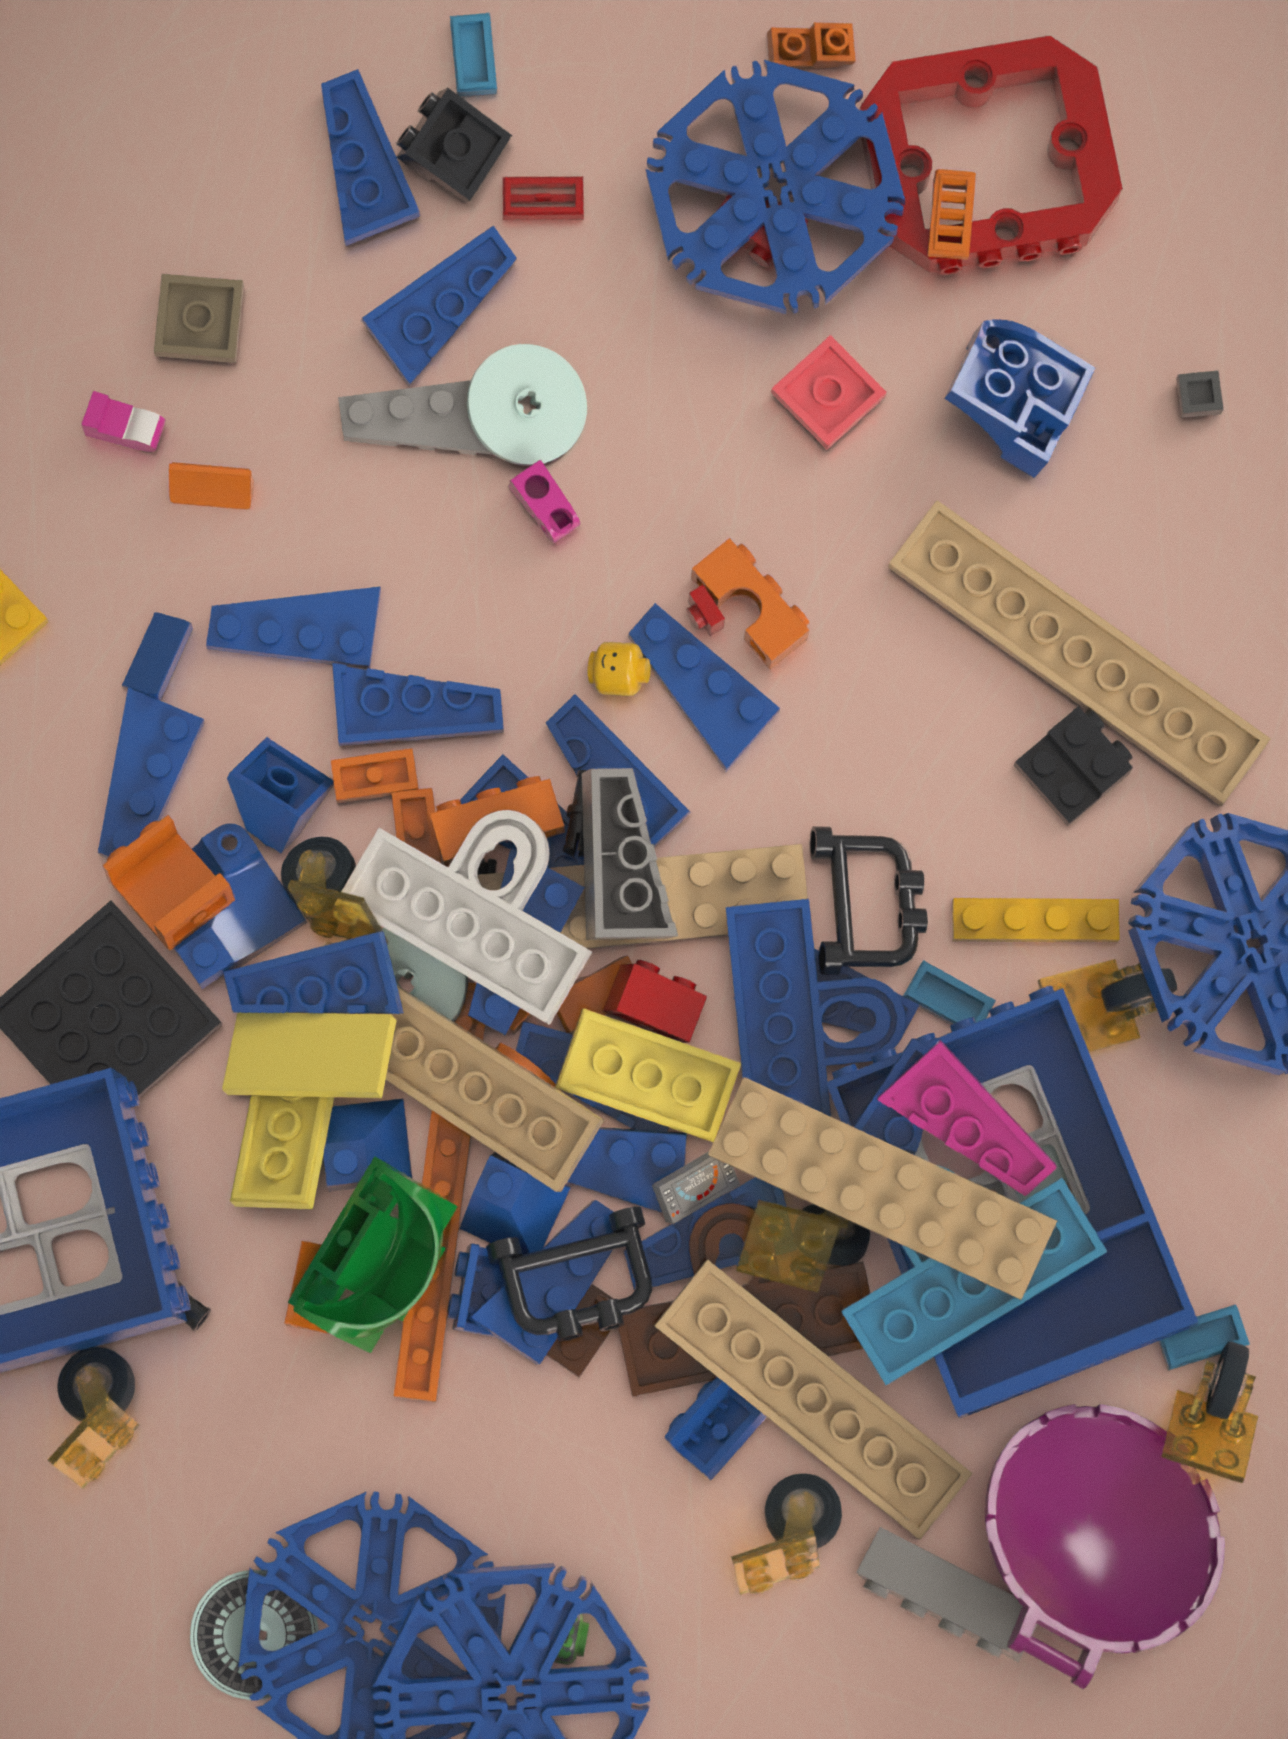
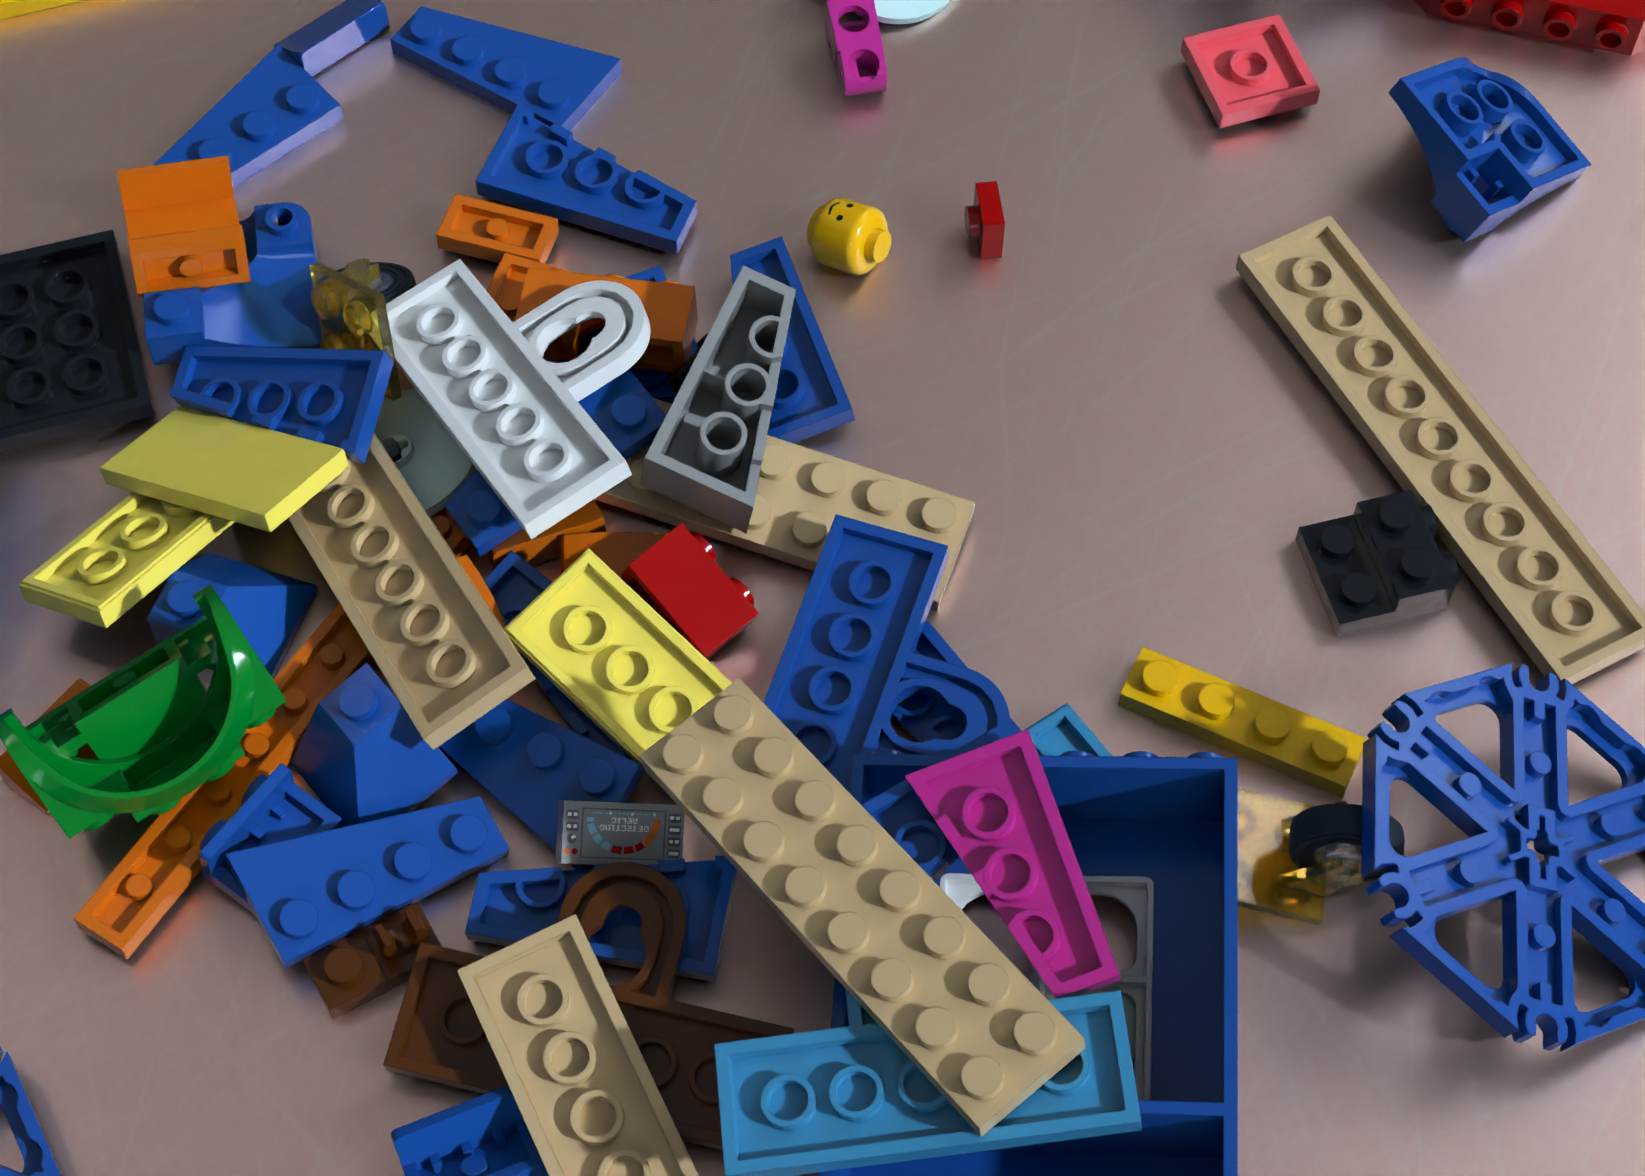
camera: 30 degrees right, 20 degrees down
(277, 793) = (370, 203): blue slope -> none
(568, 1323) = (406, 928): black bar -> none
(708, 690) = (948, 310): blue wing -> none
(731, 574) = (1038, 198): orange arch -> none
(799, 1244) = (714, 954): clear yellow plate -> none
(907, 884) = (1074, 645): black bar -> none

